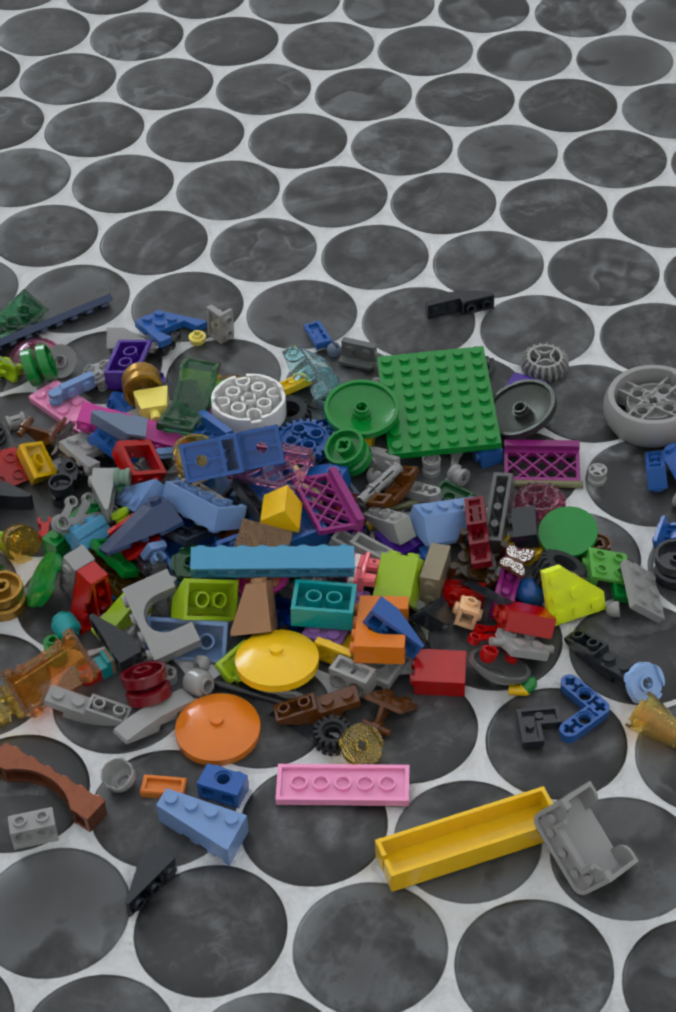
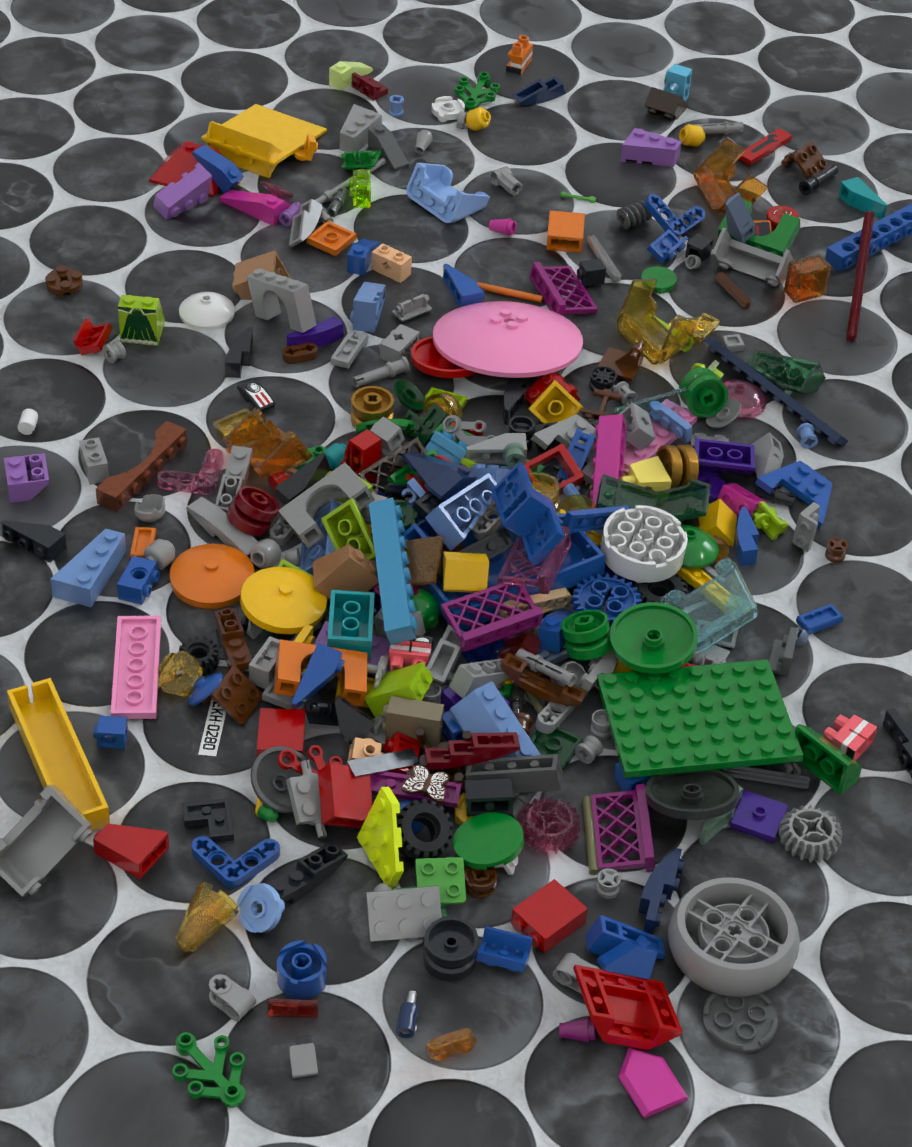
camera: 80 degrees right, 0 degrees up
(35, 550) = (427, 424): none -> dark green plate
(39, 398) = (653, 398): none -> clear light blue piece
(49, 889) = (26, 476): none -> medium lavender slope
(71, 739) = (201, 479): none -> clear pink beam
(72, 406) = (639, 426): none -> light grey brick
(97, 317) = (806, 432): none -> medium blue bush
(120, 425) = (591, 452): sand blue slope -> none
(170, 363) = (737, 497): none -> dark pink bracket
(189, 765) = (160, 551): none -> light grey head
(197, 337) = (791, 518): light yellow plate -> none
(201, 349) = (767, 520): none -> lime hips
(229, 364) = (746, 539): none -> blue slope
(240, 317) = (836, 549): none -> reddish brown wheel
(376, 590) = (379, 669): none -> light grey piece
(390, 717) = (204, 688): none -> blue dish
(419, 728) = (212, 730): none -> white sticker
(432, 799) = (111, 732): none -> blue brick
(448, 331) = (853, 735): none -> coral hips
(484, 336) = (827, 760): none -> green slope
(577, 771) = (131, 847): none -> red slope
(608, 450) = (659, 888): none -> dark blue slope
(633, 509) = (549, 916): none -> red brick

